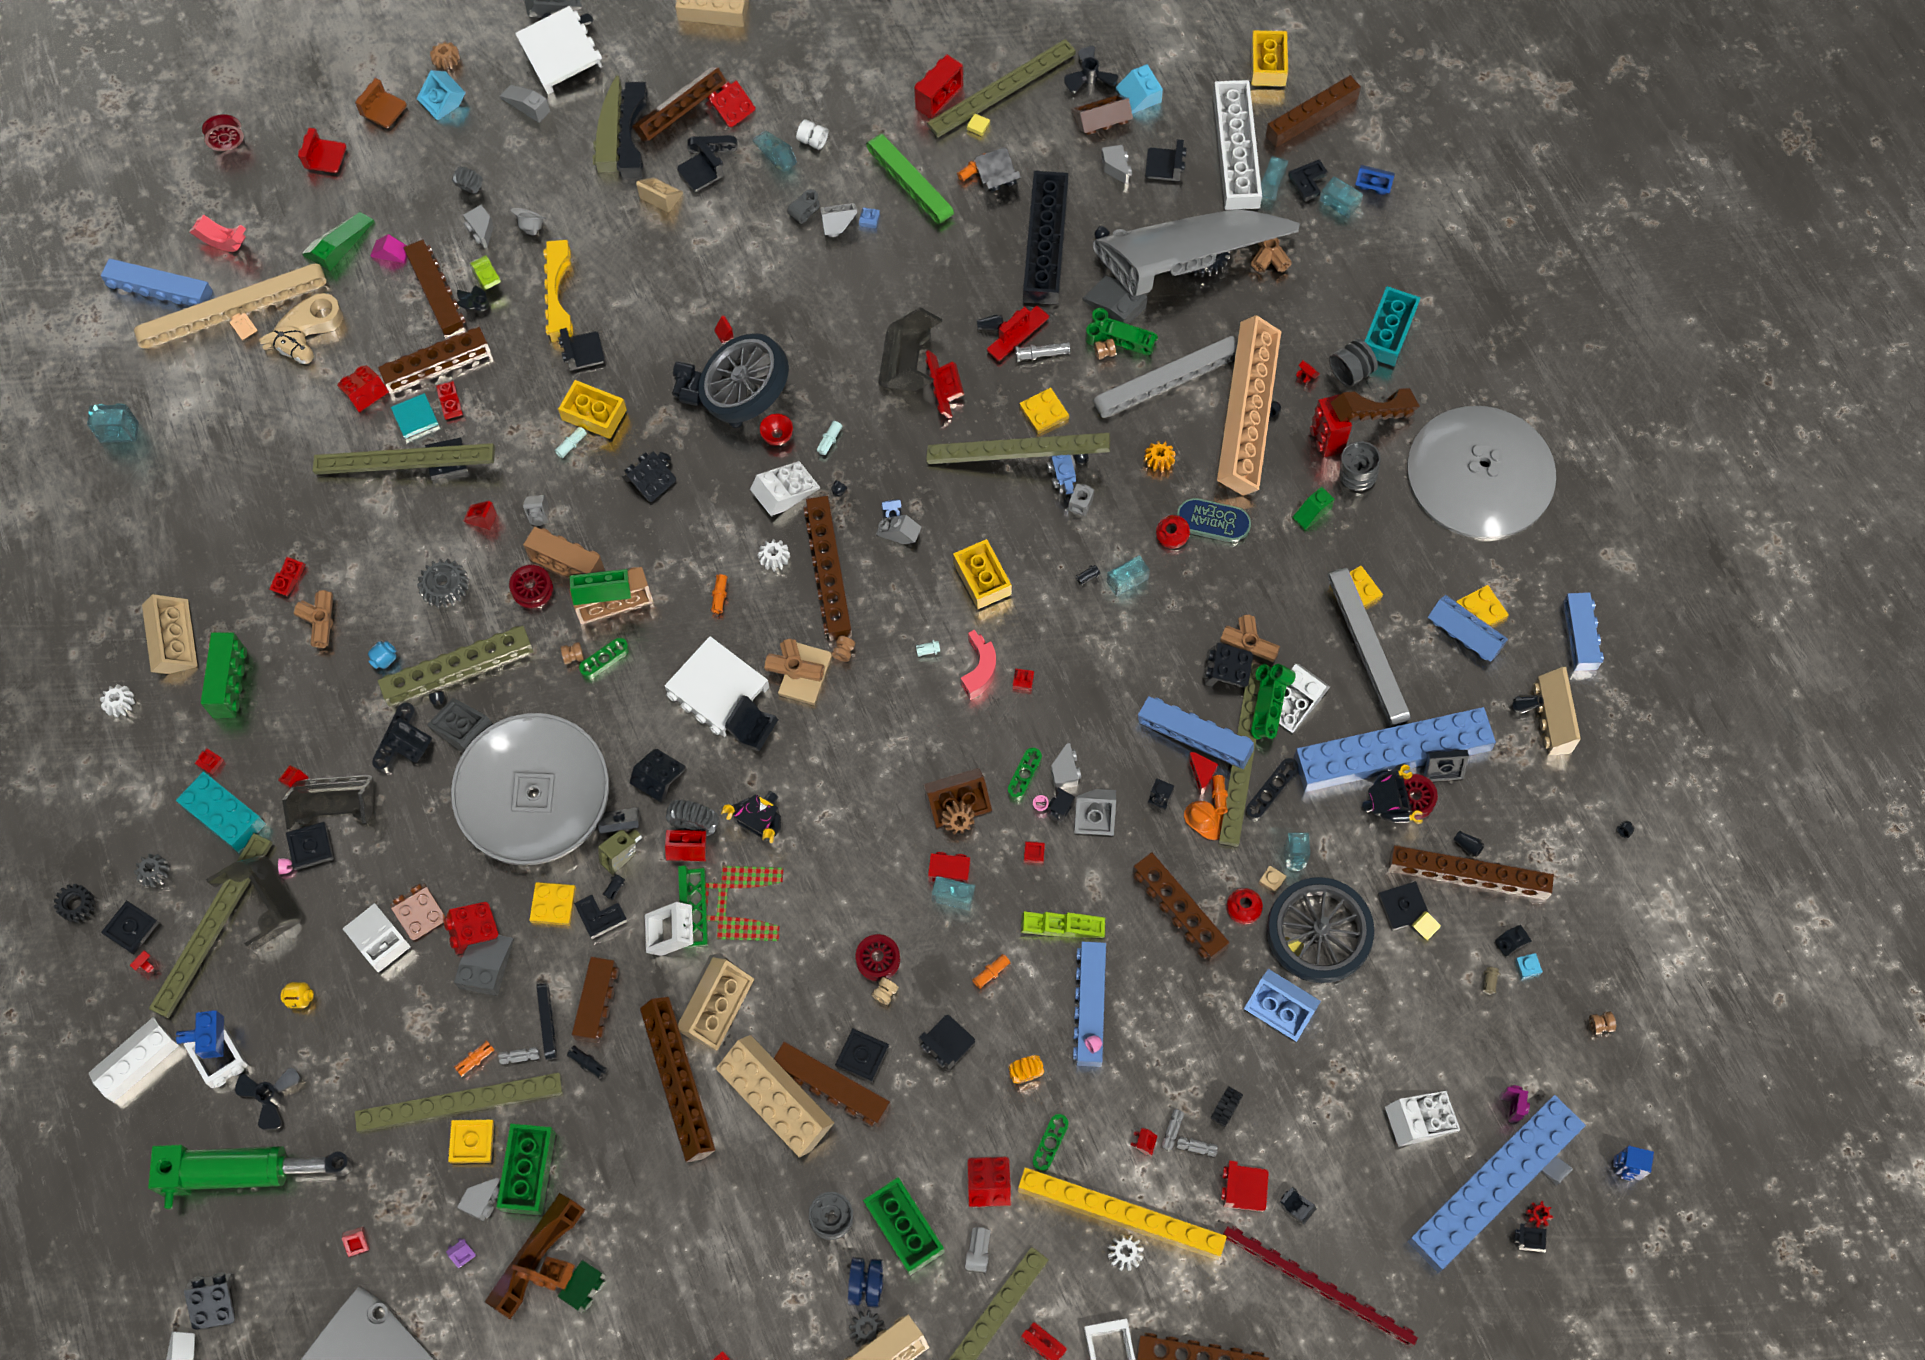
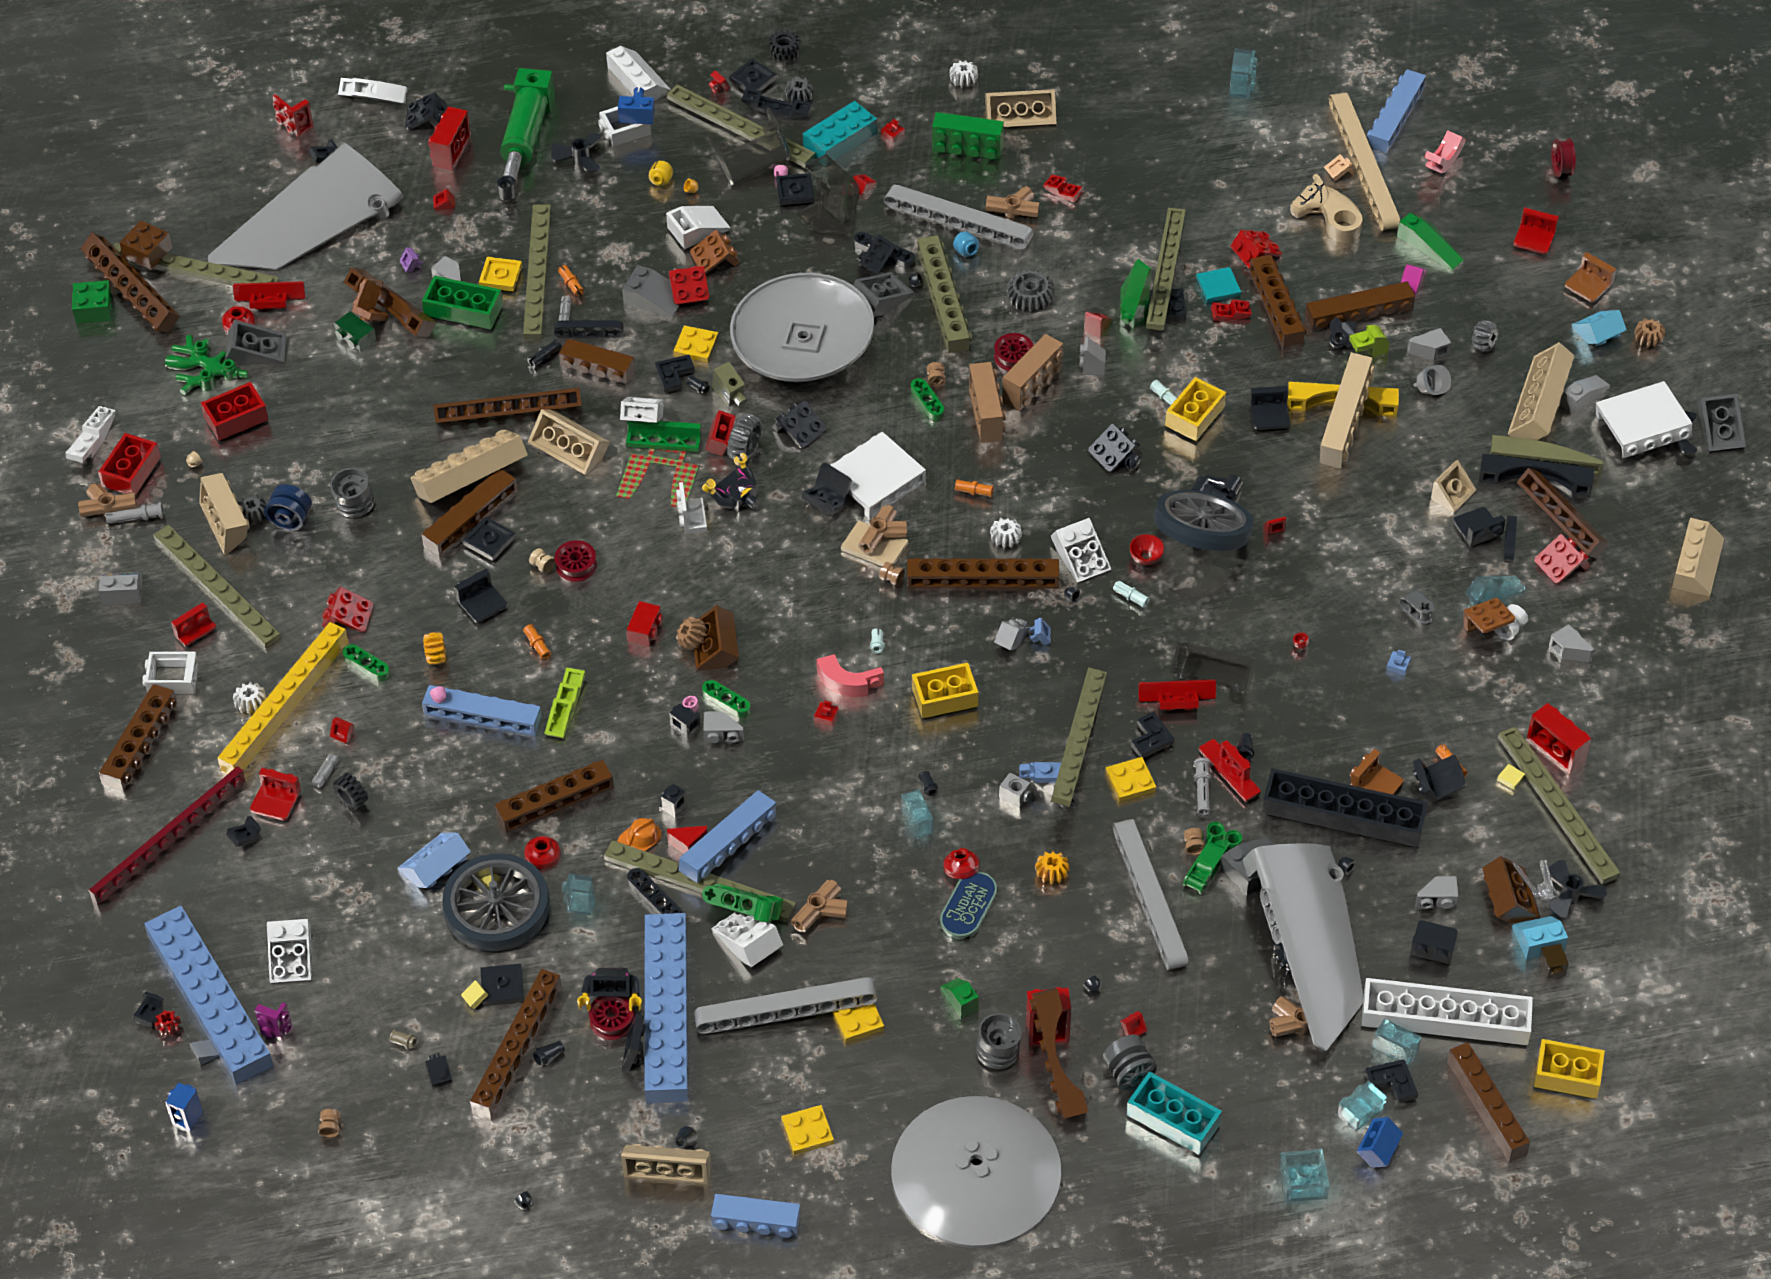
camera: 100 degrees right, 15 degrees down
(177, 891) = (783, 109): none -> black slope
(260, 1253) = (449, 138): none -> red brick
(313, 959) = (691, 186): none -> light orange hinge
(339, 671) = (958, 216): none -> light grey beam
(454, 477) = (1135, 295): none -> green wedge
(541, 126) = (1541, 393): none -> tan brick
(587, 274) = (1346, 410): none -> tan brick
(600, 587) = (980, 375): green brick -> none
(619, 820) = (758, 389): black plate -> none
(795, 855) = (692, 512): none -> white bracket
(814, 146) = (1487, 616): none -> dark orange bracket
(827, 90) = (1570, 645): none -> light grey slope
(837, 218) = (1400, 629): slope -> none
(862, 290) = (1298, 640): none -> red hinge
(903, 1226) = (327, 542): green brick -> none
(910, 178) = (1442, 702): bright green beam -> none
(953, 893) = (617, 621): clear light blue brick -> none
(978, 1254) = (285, 593): light grey piece -> none
(995, 394) = (1155, 736): none -> black plate
(1006, 220) = (1375, 776): none -> dark orange bracket
(1034, 852) = (644, 694): red tile -> none
(1095, 89) = (1545, 889): none -> clear plant
(1096, 812) = (669, 745): light grey slope -> none
(1166, 77) = (1553, 961): none -> dark brown brick
(1172, 1129) = (347, 754): light grey axle -> none
(1219, 794) = (659, 848): orange pin -> none
(1228, 665) = (793, 880): black bracket -> none
(1249, 406) = (1094, 951): light nougat brick -> none
(1272, 879) = (557, 878): tan plate -> none
(1422, 227) = (1303, 1175): none -> clear light blue brick
(1467, 628) = (783, 1102): medium blue brick -> none
(1528, 966) = (408, 1078): medium azure plate -> none

